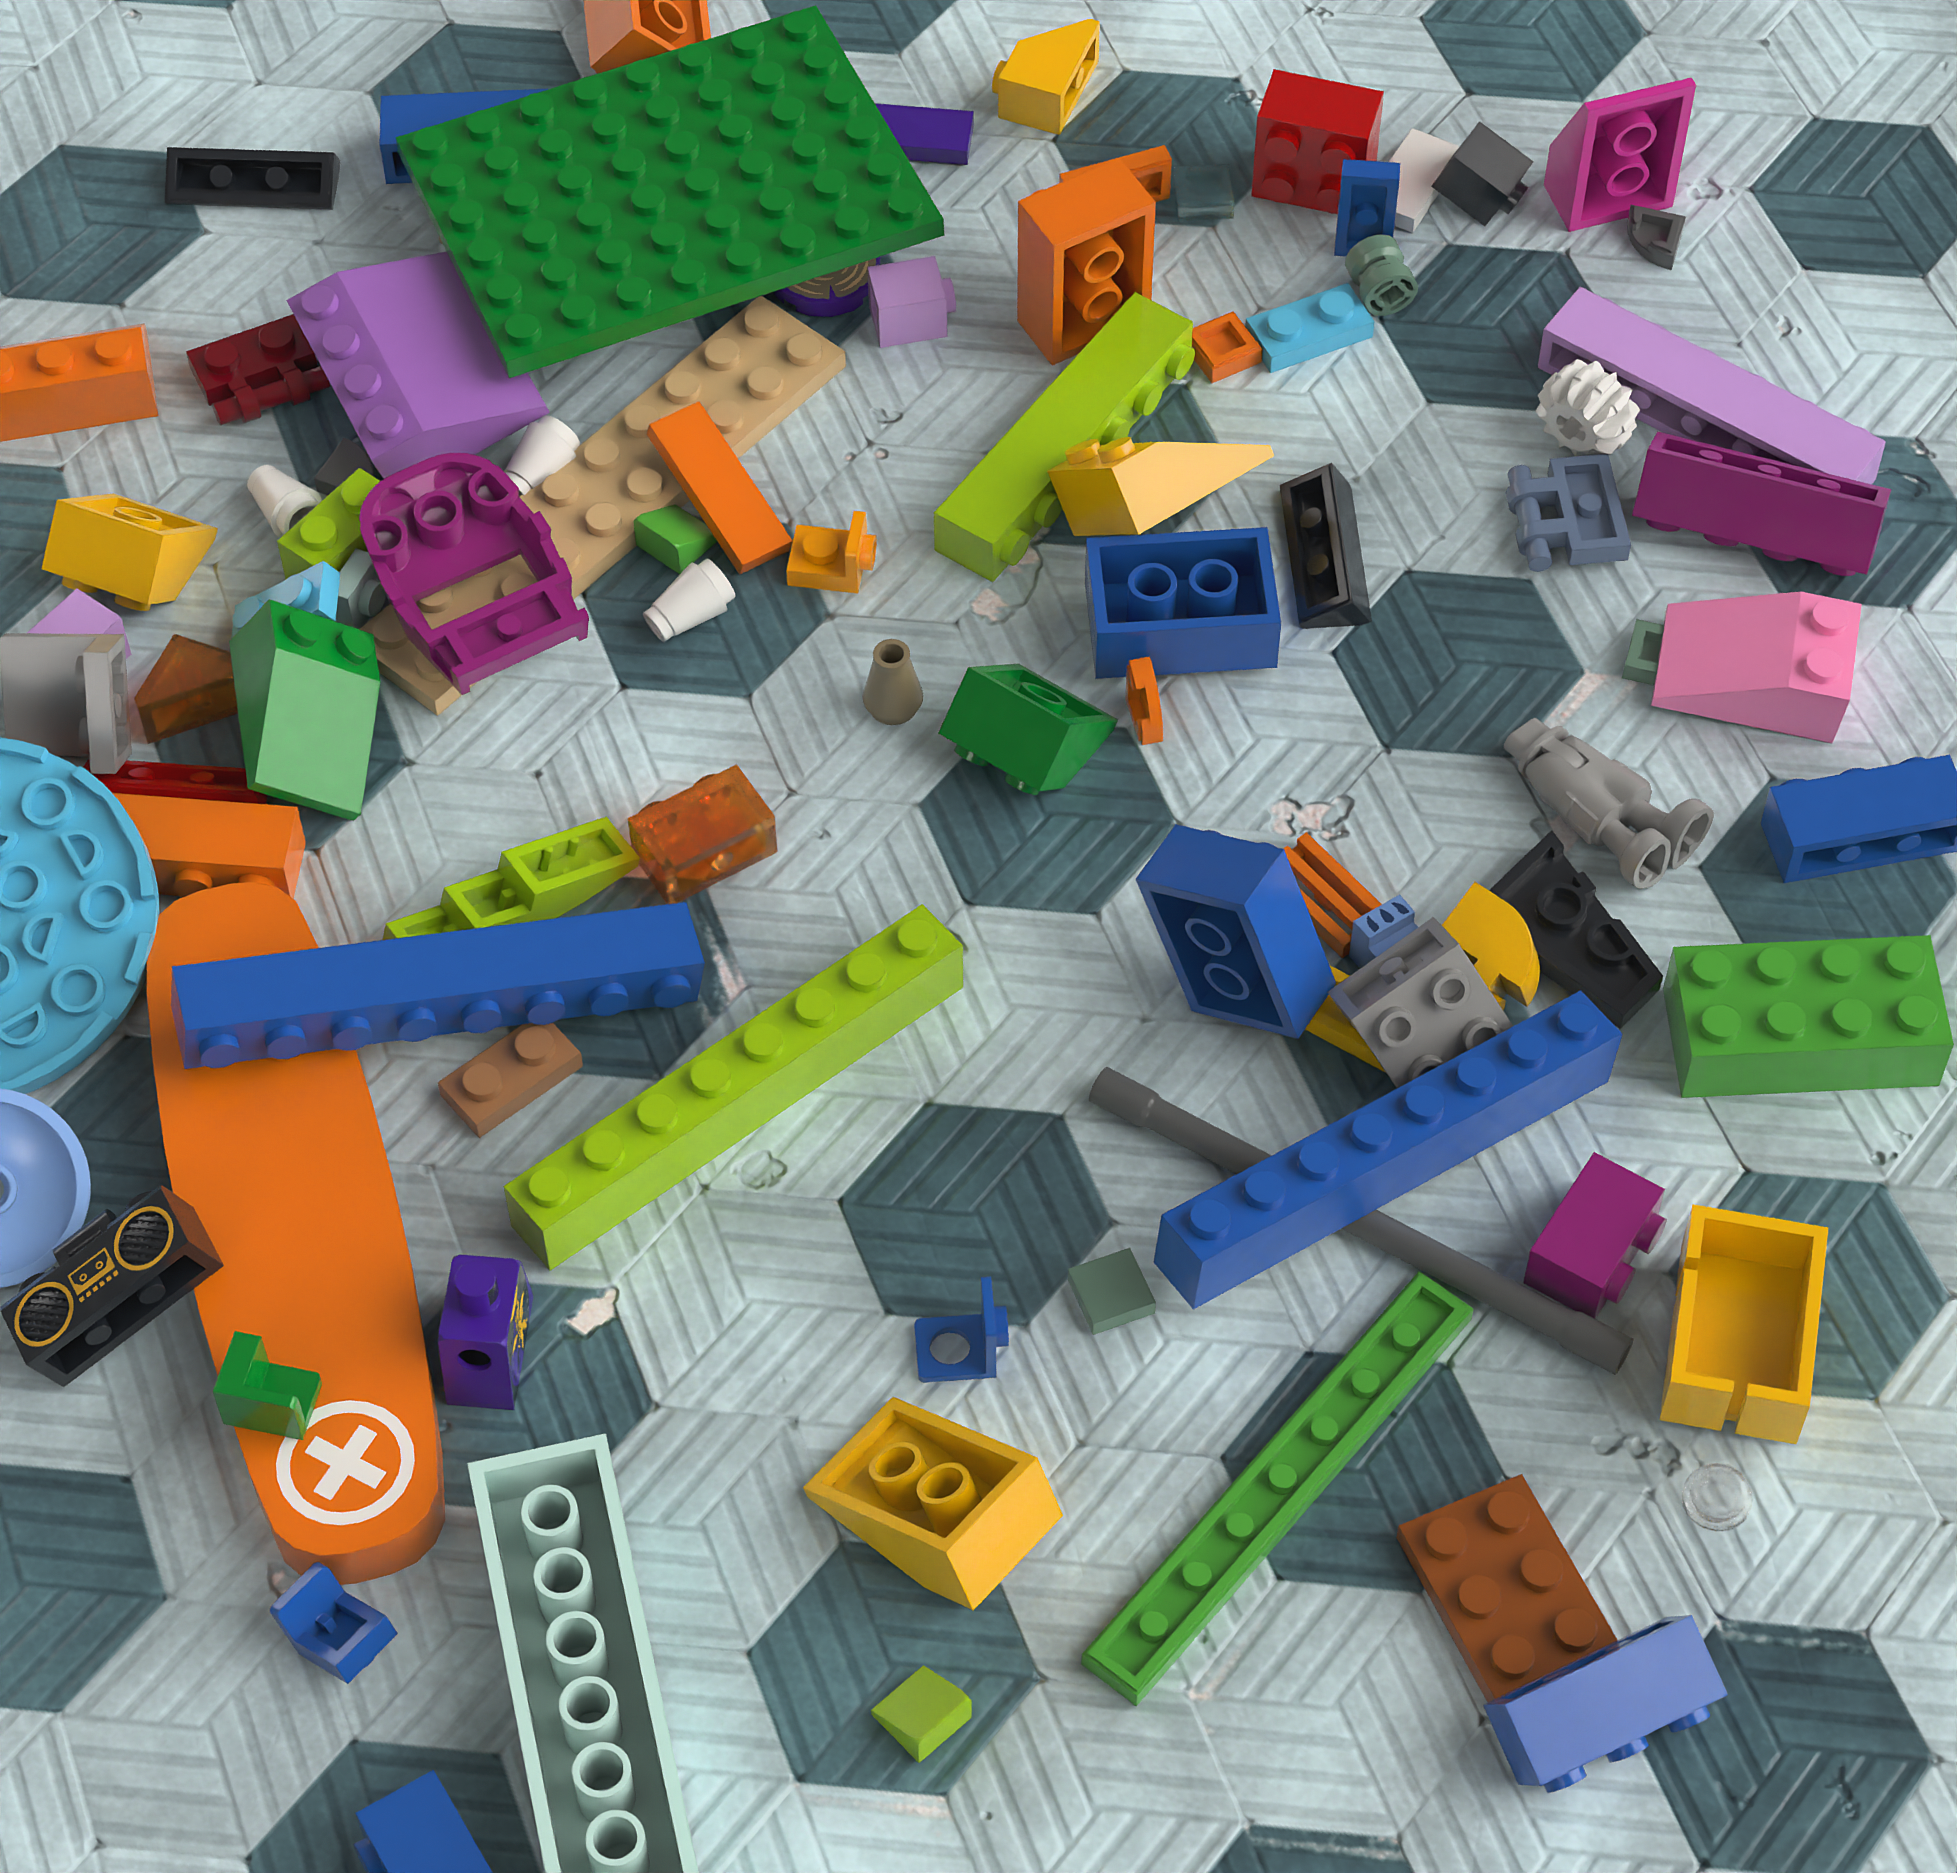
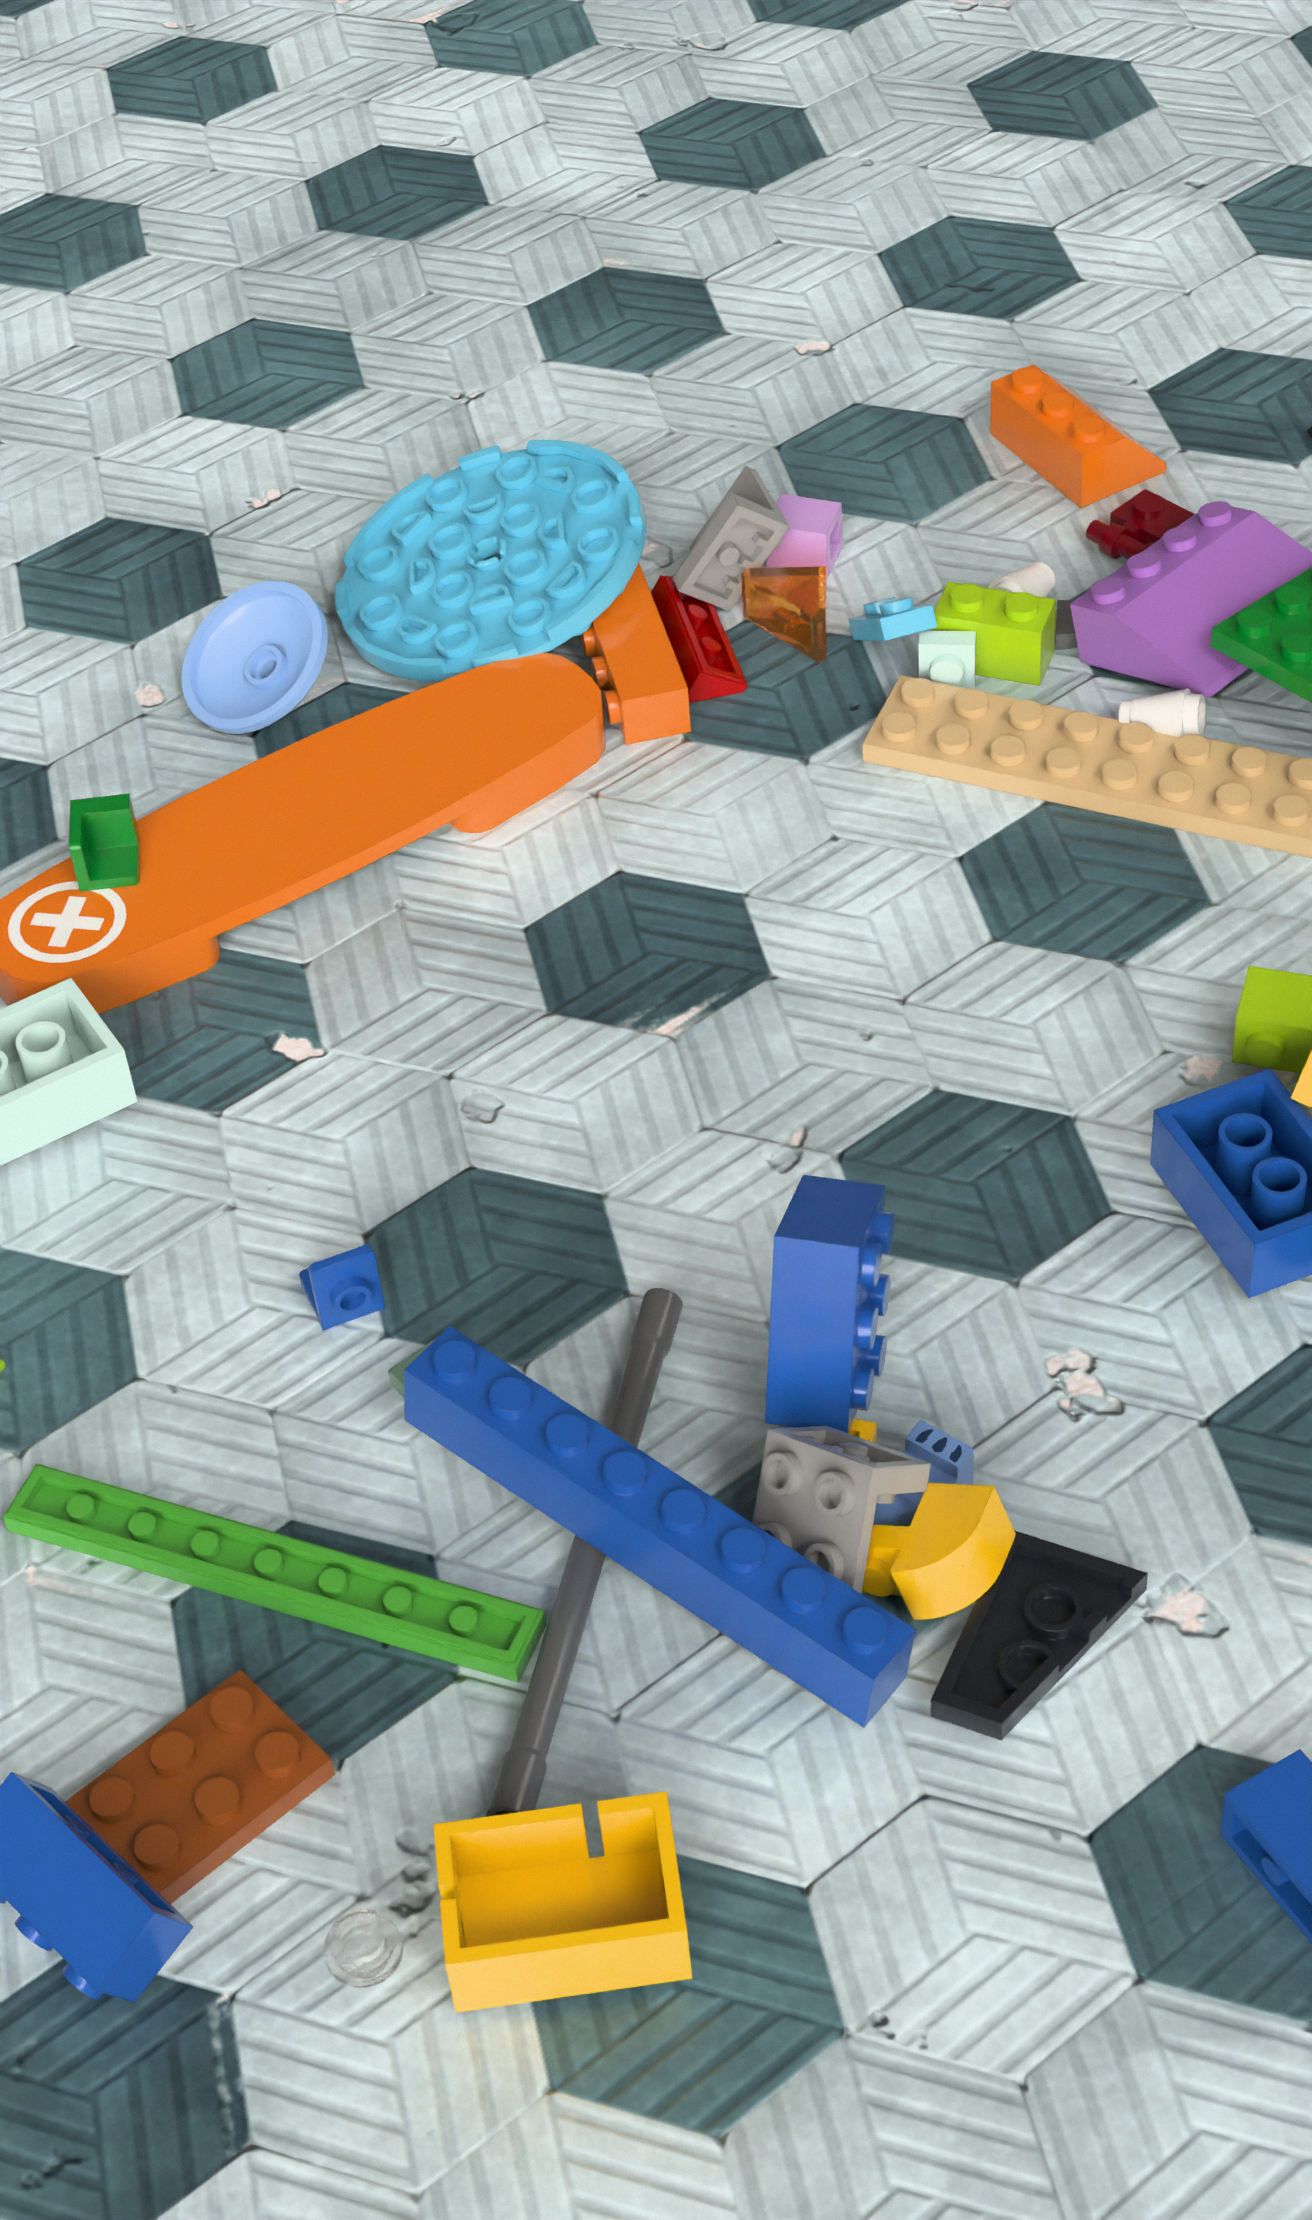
camera: 75 degrees right, 10 degrees down
(109, 1284) = (185, 744): black piece -> none
(124, 549) = (917, 524): yellow slope -> none
(306, 707) = (787, 660): slope -> none
(434, 985) = (543, 824): blue brick -> none
(447, 525) = (1005, 657): magenta slope -> none
(487, 1312) = (229, 963): dark purple torso -> none
(509, 1075) = (507, 917): medium nougat plate -> none
(530, 883) = (688, 860): lime slope -> none
(673, 536) = (1138, 828): bright green slope -> none
(690, 600) = (1067, 858): white cone -> none
(703, 834) = (803, 944): clear orange brick -> none
(719, 487) = (1199, 829): orange tile -> none
(734, 1087) = (549, 1049): lime brick -> none
(831, 556) = (1180, 935): light orange bracket -> none
(892, 685) = (1041, 1013): dark tan cone -> none
(938, 1500) = (155, 1313): yellow slope -> none
(1024, 726) = (1053, 1120): green slope -> none
(1144, 701) = (1138, 1203): orange tile -> none
(1332, 889) = (1000, 1376): orange tile -> none
(1595, 1236) = (637, 1742): magenta brick -> none
(1604, 799) = (1219, 1605): light grey piece -> none
(1807, 1016) = (1014, 1880): bright green brick -> none

